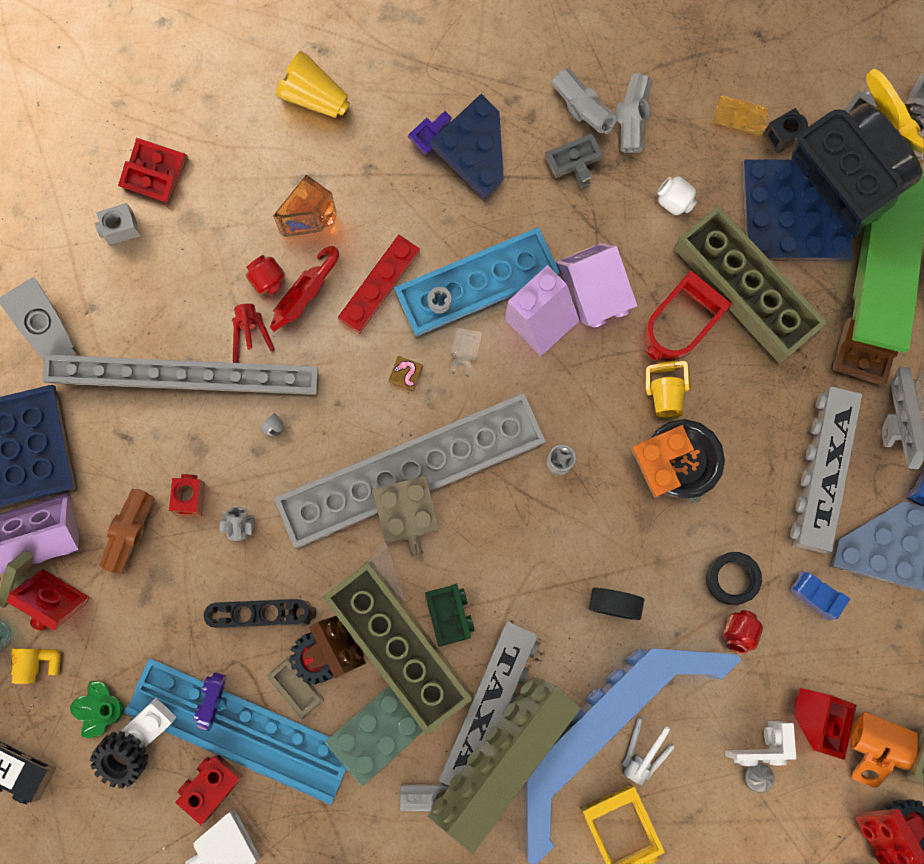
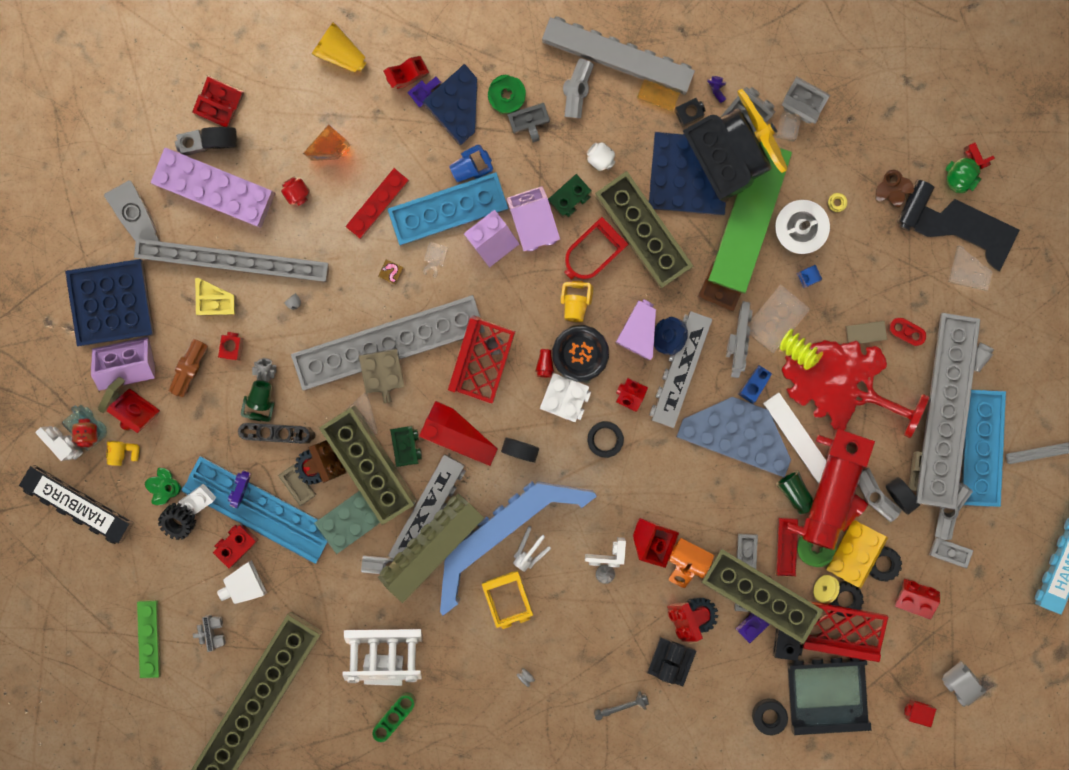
camera: 10 degrees right, 10 degrees up
(150, 279) = (212, 187): none -> lavender brick
(155, 211) = (219, 137): none -> black tyre
(158, 433) = (213, 300): none -> light yellow wing
(231, 566) = (259, 400): none -> dark green piece
(246, 319) = (279, 222): red plant -> none
(303, 290) = (322, 204): red plate -> none
(405, 111) = (406, 73): none -> red brick
(447, 301) = (413, 220): light grey bush -> none
(496, 223) = (465, 166): none -> blue piece
(515, 588) = (452, 431): none -> red wedge
(524, 474) = (465, 355): none -> red fence
(543, 115) = (508, 83): none -> green plate
(584, 102) = (540, 77): light grey piece -> none
(634, 482) = (545, 364): none -> red cone
(643, 249) = (569, 196): none -> dark green brick
(655, 458) = (558, 352): orange plate -> none
(669, 525) = (565, 398): none -> white plate
(682, 67) = (618, 55): none -> light grey brick
(742, 632) = (606, 476): red head -> none
(763, 510) = (631, 394): none -> red brick
(765, 419) = (639, 330): none -> lavender slope
(805, 423) = (670, 335): none -> dark blue tile
(816, 92) = (717, 83): none -> dark purple plate
(819, 596) = (663, 456): blue leg -> none

